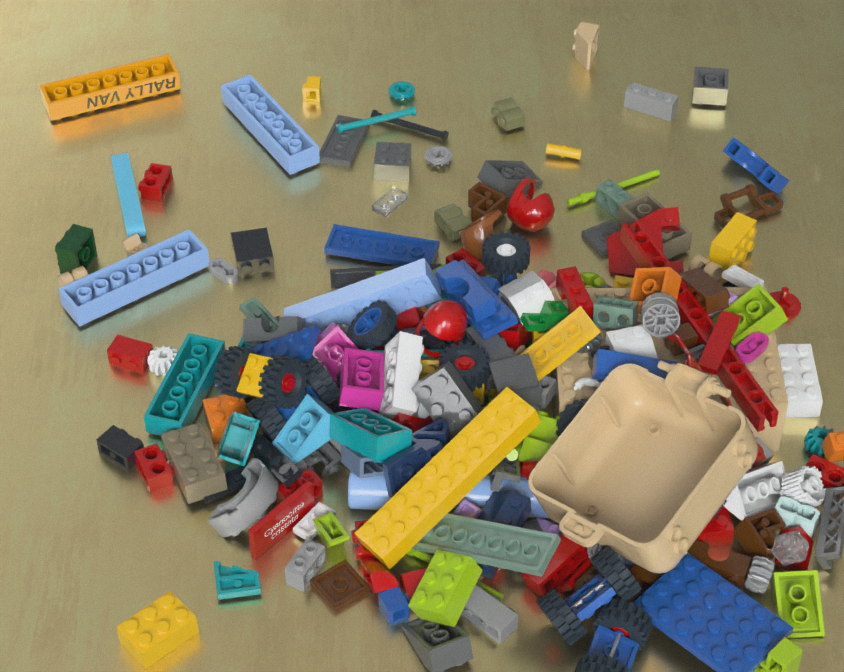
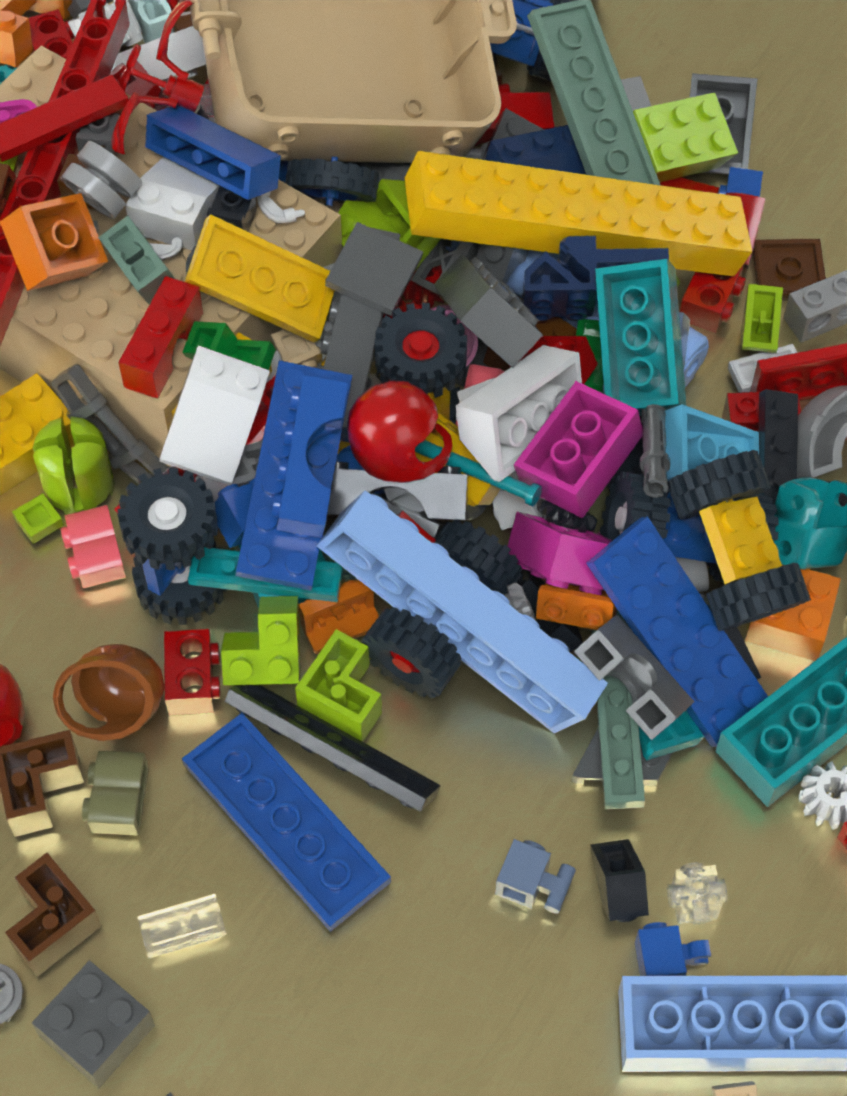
camera: 145 degrees left, 15 degrees up
(197, 277) = (663, 954): none -> blue brick
(199, 300) = (689, 900): none -> clear brick
(226, 269) = (593, 958): light grey beam -> none
(233, 290) = (620, 880): none -> black slope
(252, 251) = (523, 960): black brick -> none
(272, 275) = (526, 875): none -> sand blue brick
(321, 381) = (654, 460): none -> dark grey pin
(372, 325) = (517, 515): black wheel -> none
(437, 178) = (59, 917): none -> reddish brown brick

